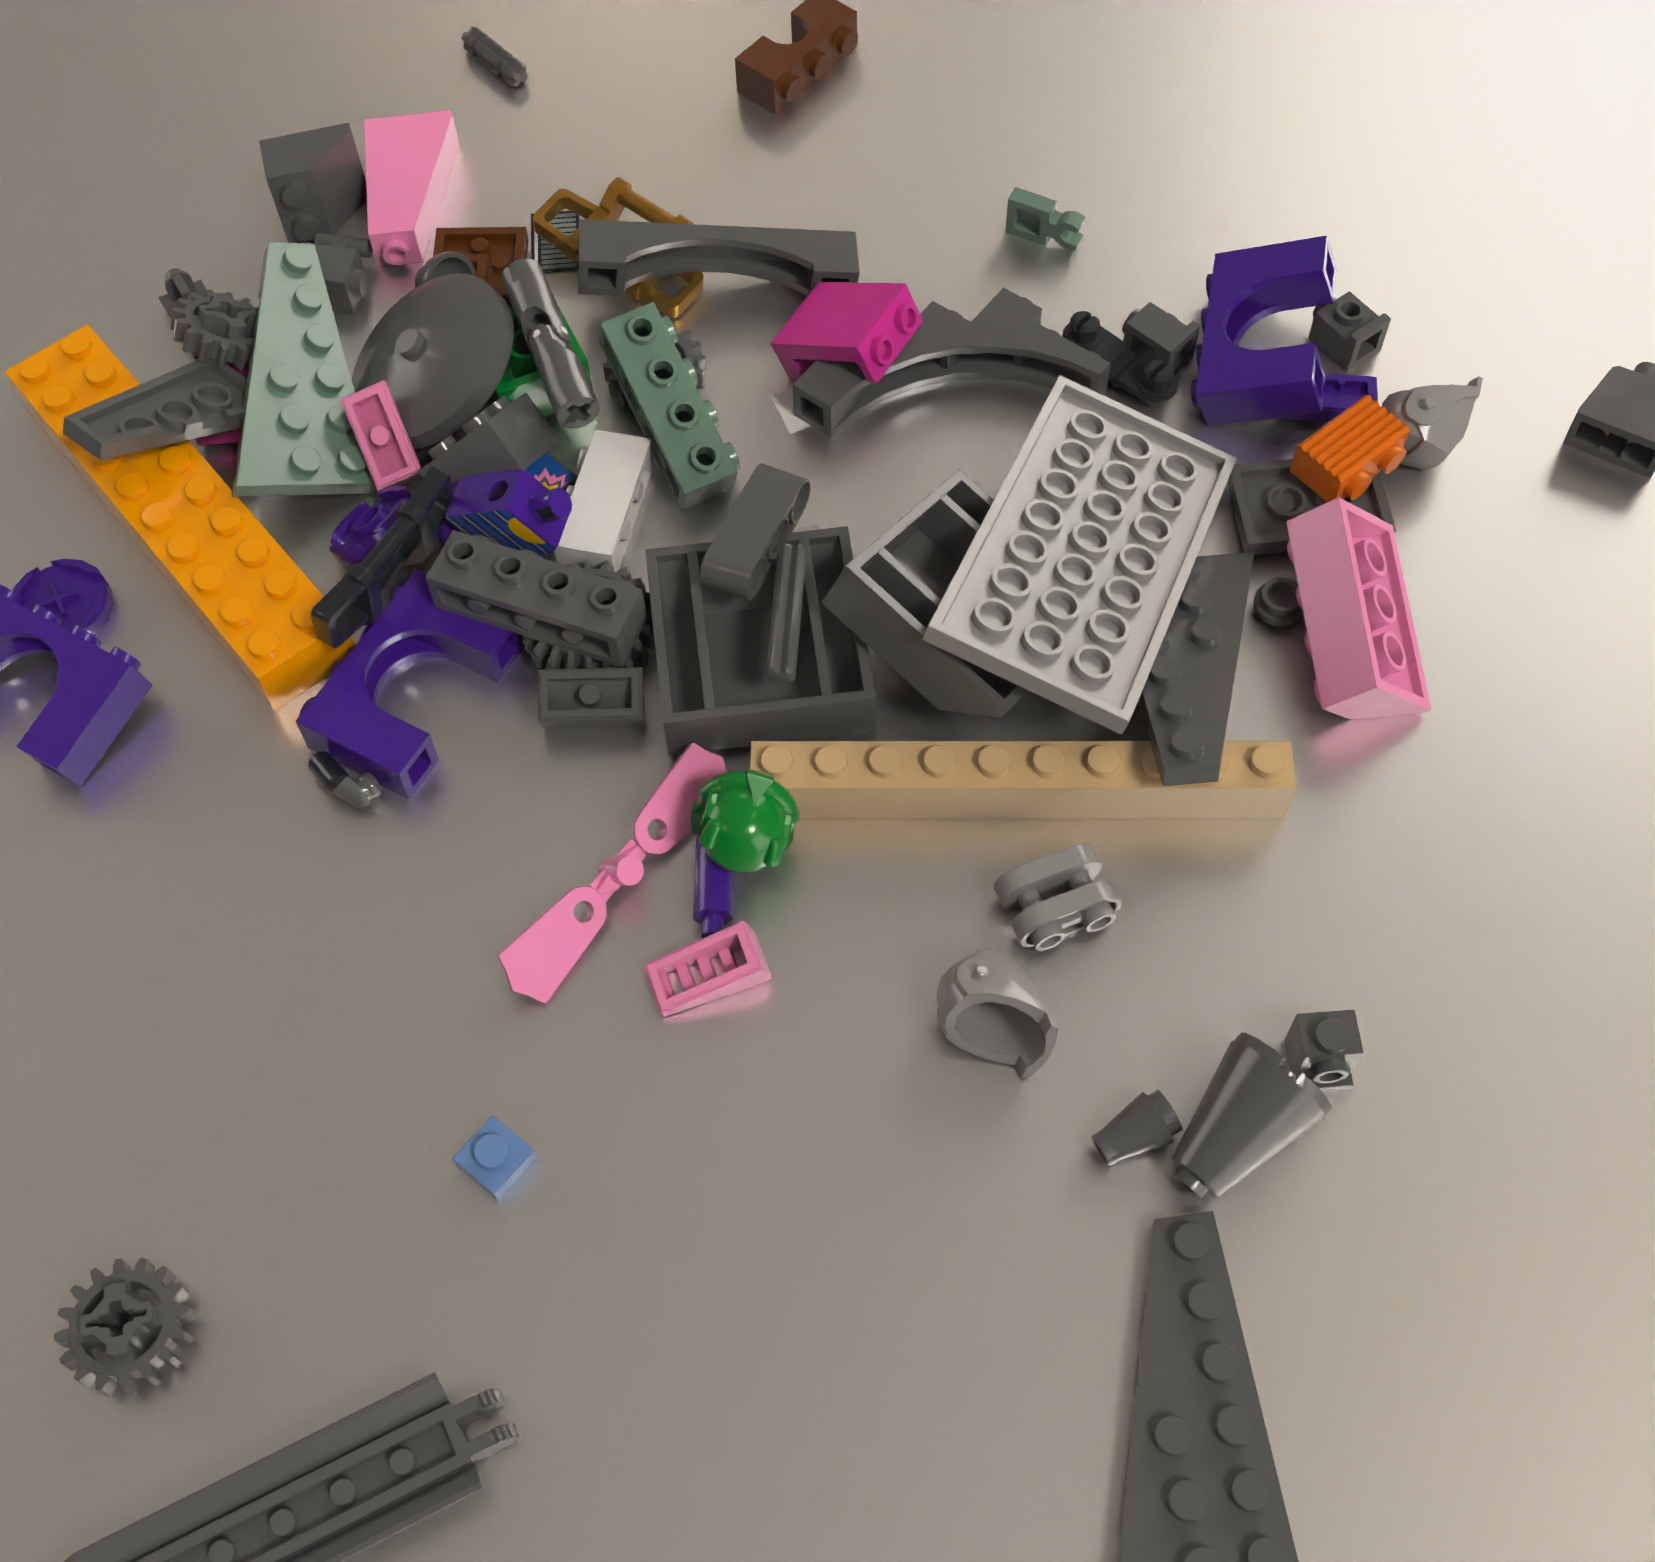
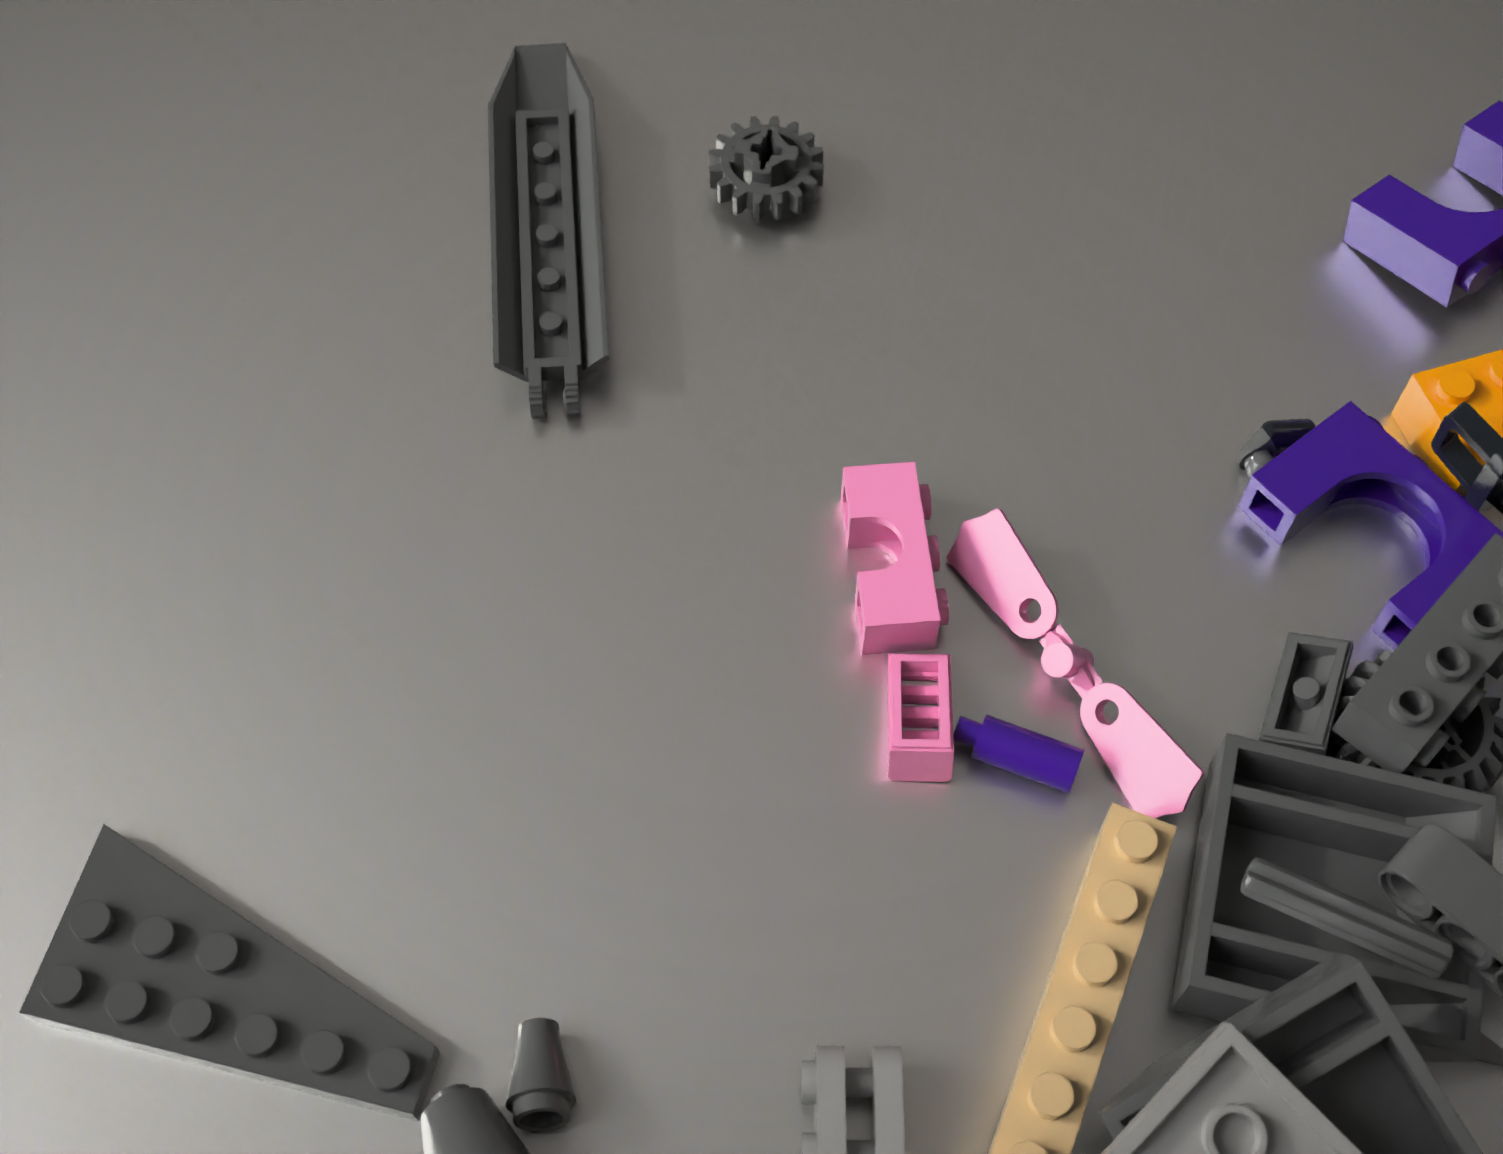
camera: 110 degrees right, 0 degrees up
(495, 1158) = (798, 469): medium blue plate -> none
(607, 1009) = (888, 512): none -> bright pink arch
(744, 820) = (1066, 781): green helmet -> none
(996, 1011) = (747, 972): light grey helmet -> none

